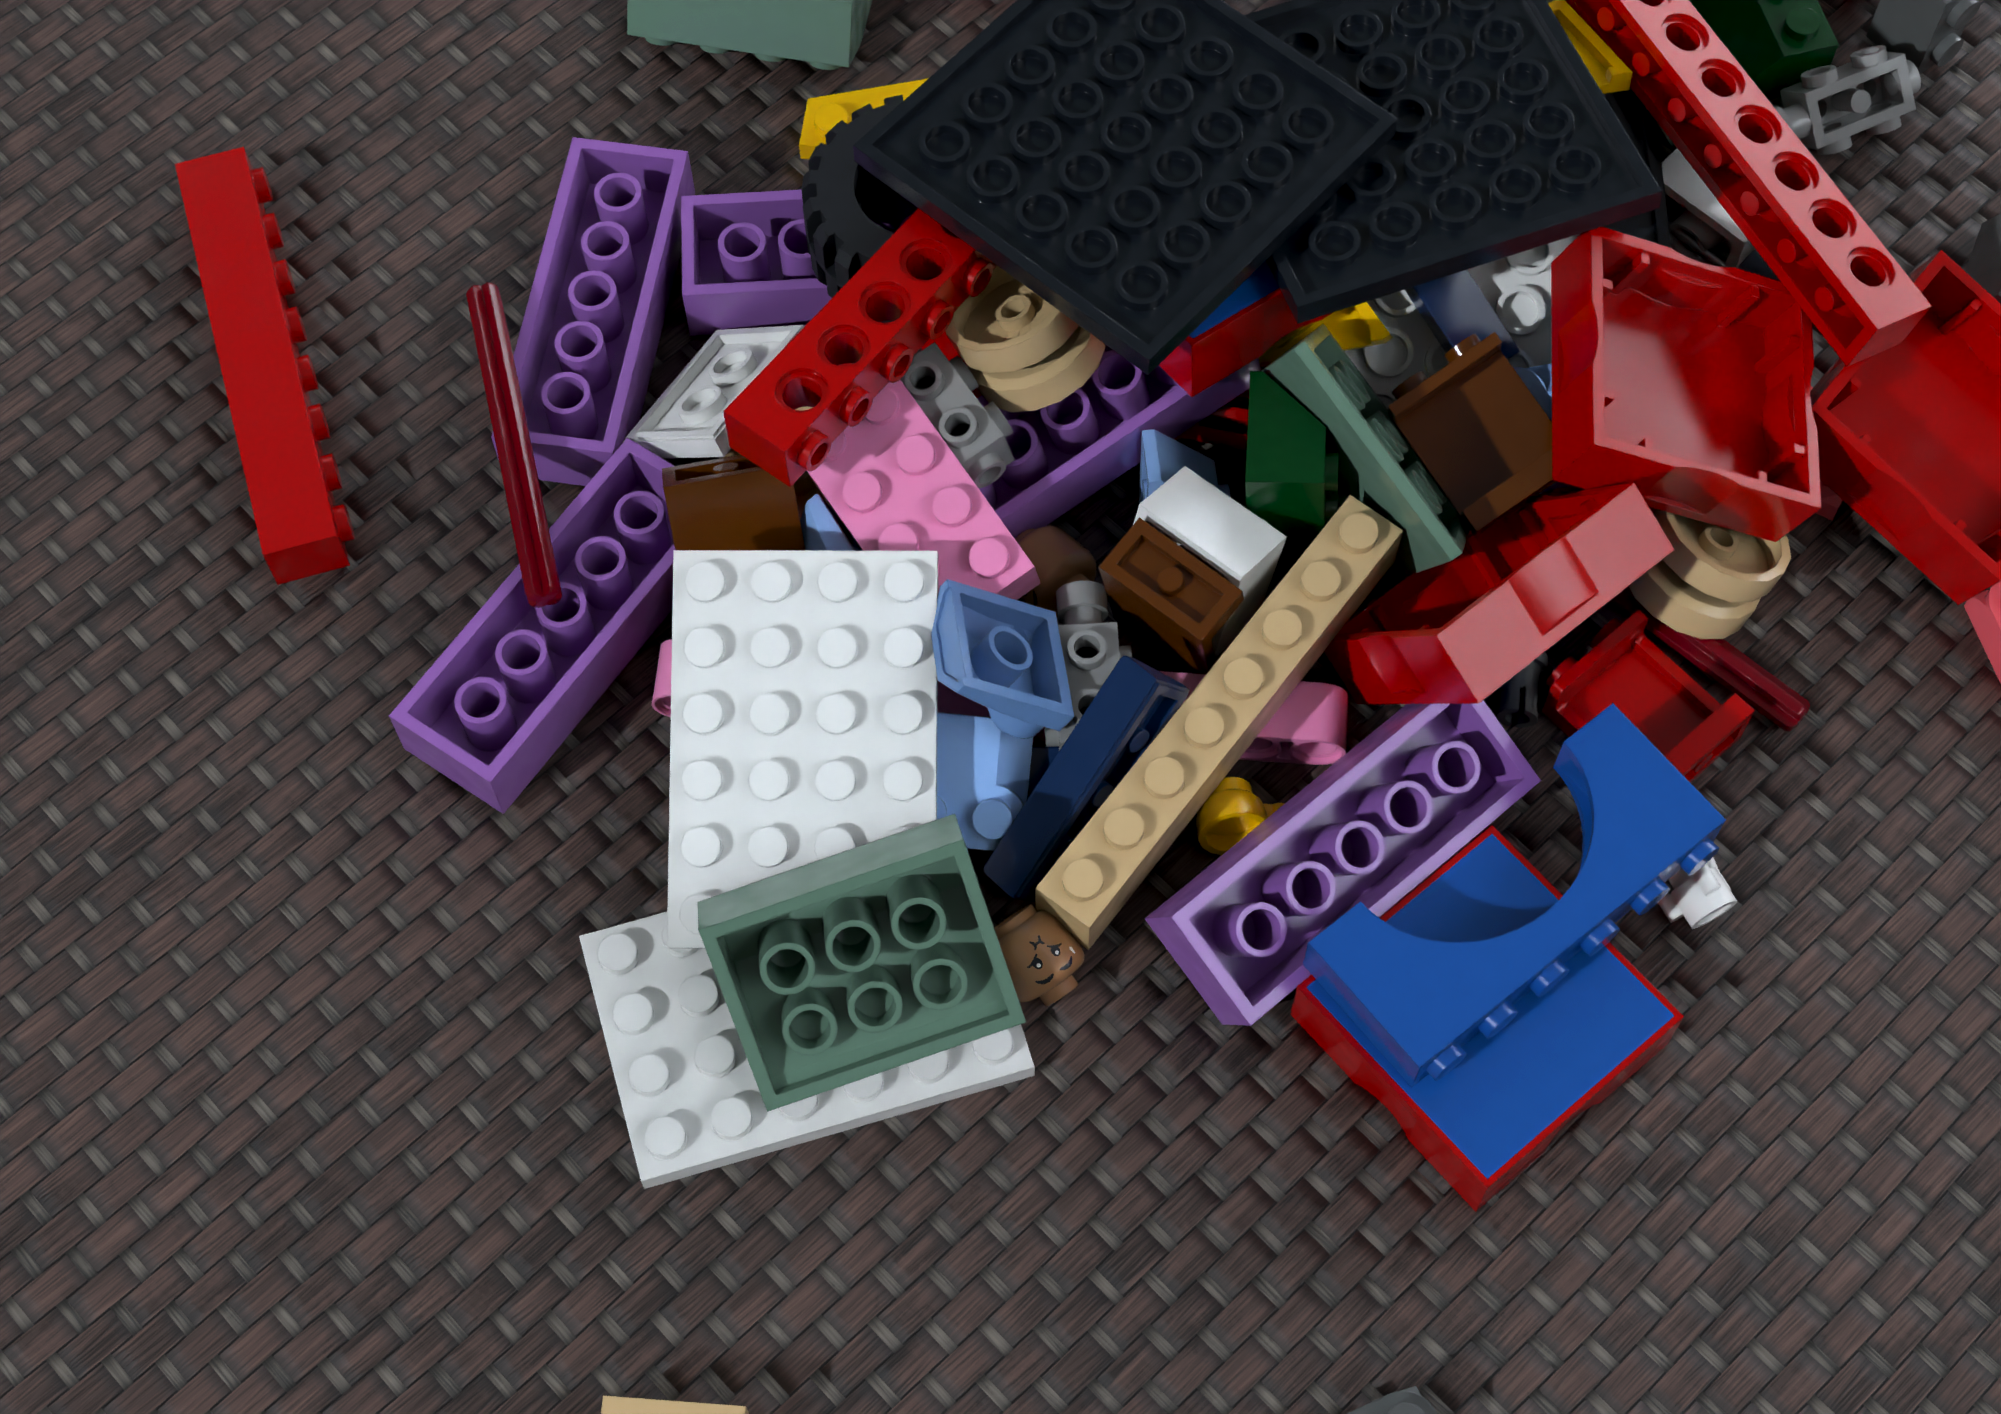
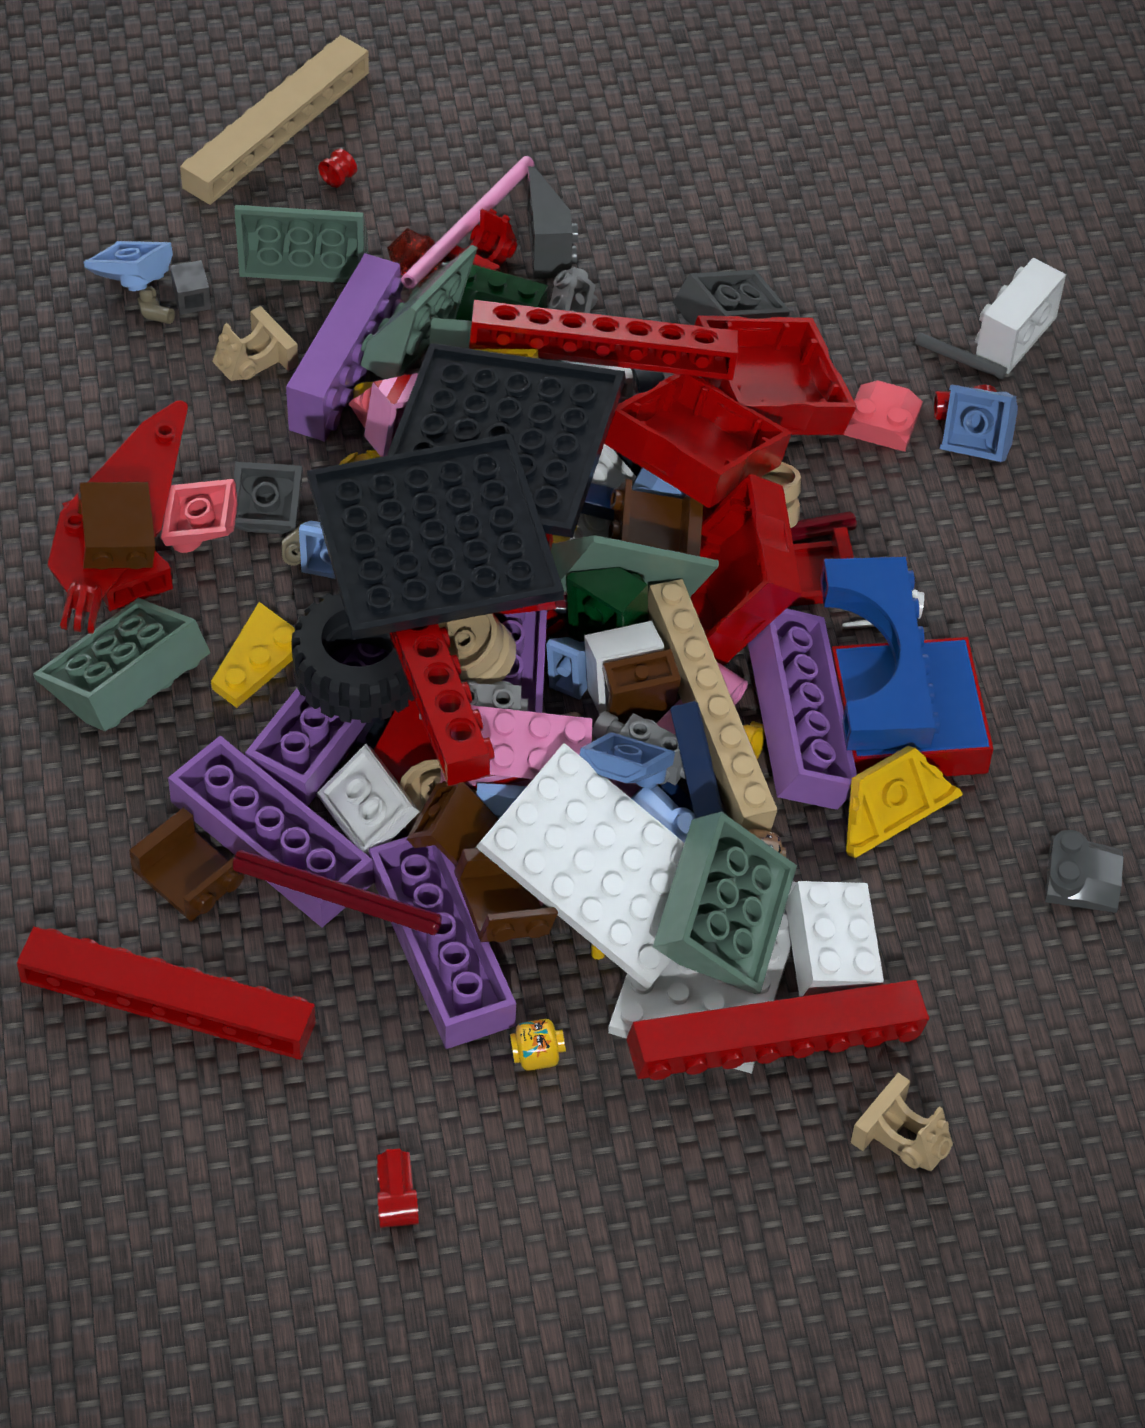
camera: 60 degrees left, 10 degrees down
(99, 840) = (396, 1197): none -> red piece
(476, 858) = (537, 1044): none -> yellow head
(485, 236) = (184, 866): none -> reddish brown panel
(631, 661) = (498, 903): none -> reddish brown panel
(709, 1179) = (776, 1030): none -> red brick
(933, 1161) = (833, 937): none -> white brick
(1288, 1094) = (893, 798): none -> yellow wing

